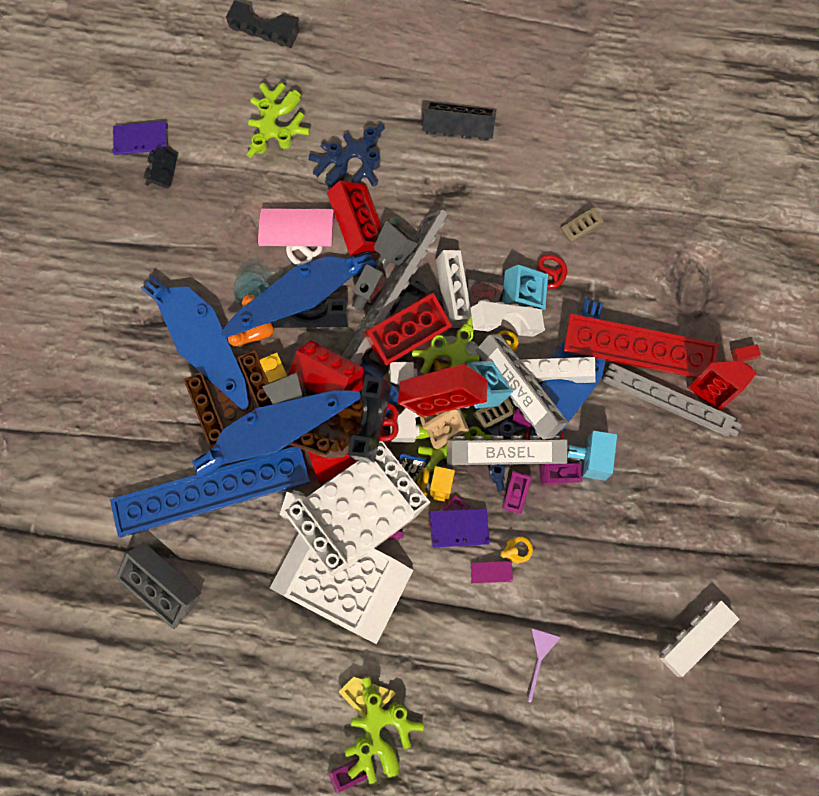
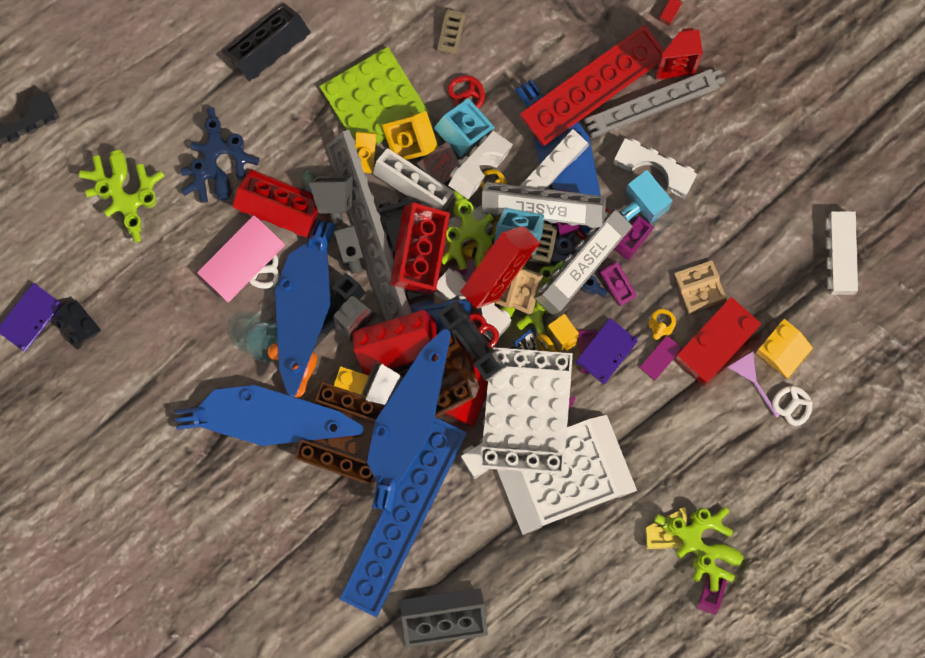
camera: 55 degrees left, 5 degrees up
(323, 330) = (352, 317): none -> dark grey torso
(445, 240) = (365, 147): none -> yellow plate
(484, 259) = (411, 136): none -> yellow slope
(487, 219) = (372, 95): none -> lime plate
(541, 706) = (793, 404): none -> white piece
(543, 603) = (717, 341): none -> red brick
(571, 554) = (700, 287): none -> tan slope
(585, 660) = (785, 349): none -> yellow slope
(618, 419) = (633, 155): none -> white arch

